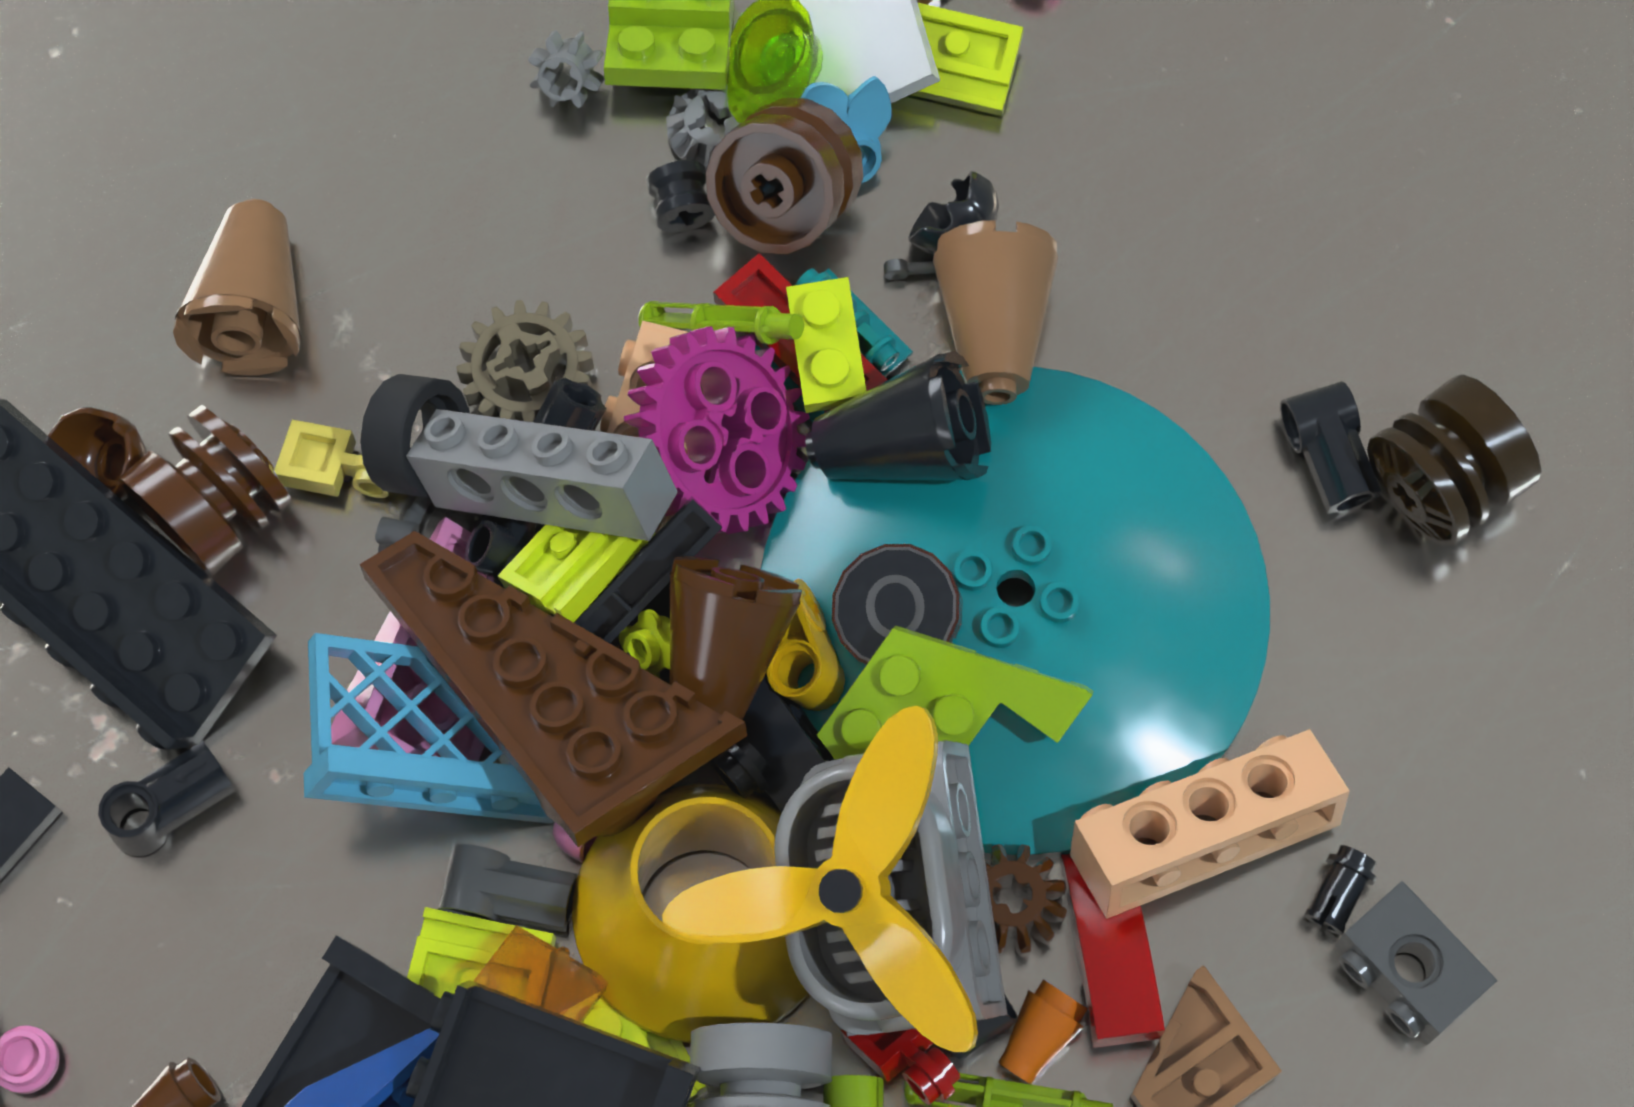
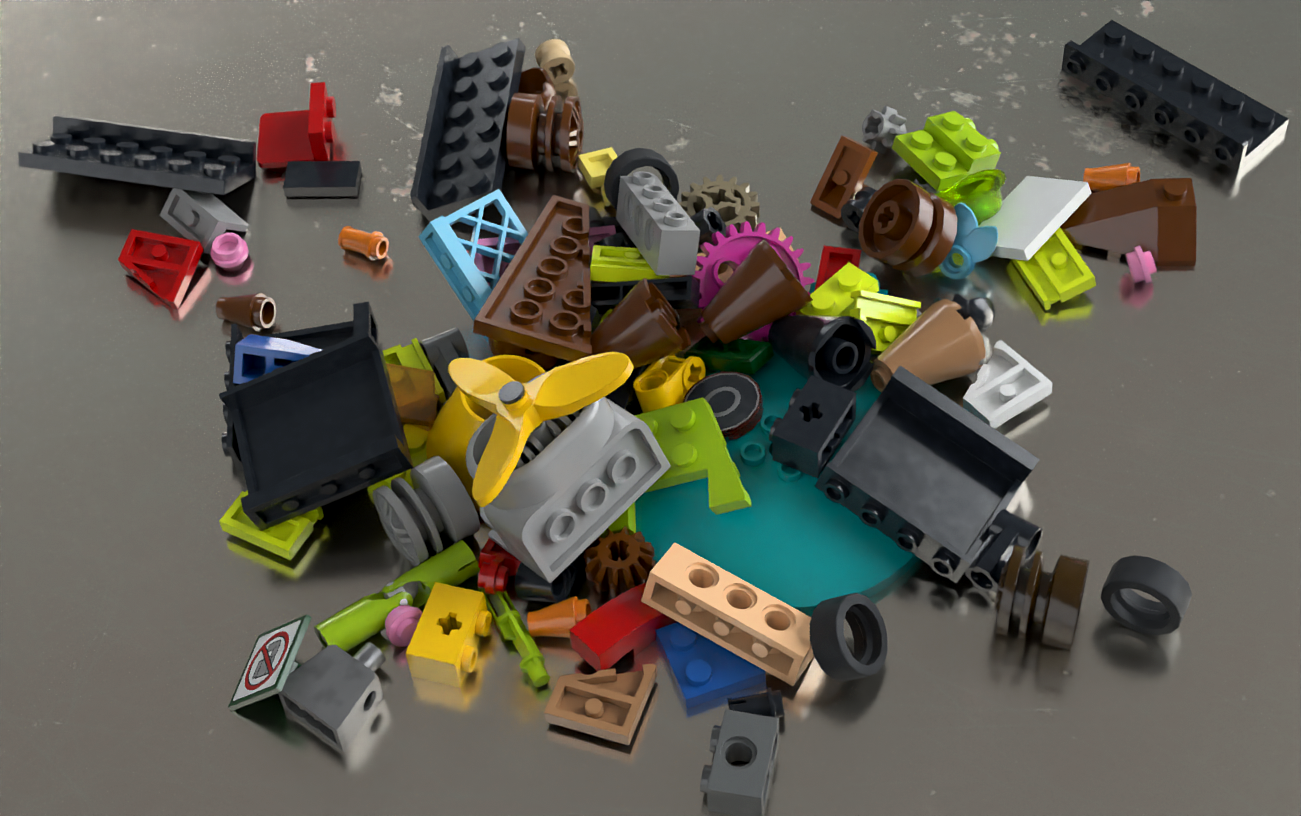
camera: 55 degrees right, 20 degrees down
(54, 377) = (556, 60): none -> tan wheel
(170, 794) = (376, 214): black piece -> none
(175, 862) = (372, 244): none -> orange pin
(243, 295) = (653, 90): medium nougat cone -> none
(611, 180) = (843, 176): none -> dark orange slope
(764, 321) = (819, 263): lime piece -> none
(775, 447) = (753, 296): none -> reddish brown cone
(810, 533) = (738, 356): none -> dark green plate
(908, 317) = (884, 315): none -> neon yellow plate
(1039, 495) = (813, 426): none -> black brick
(1096, 258) = (1005, 387): none -> white wing
(1174, 452) = (926, 474): none -> black panel
(1230, 912) = (703, 667): none -> blue wing
(1345, 716) = (829, 641): none -> black tyre
(1531, 347) = (1152, 578): none -> black tyre

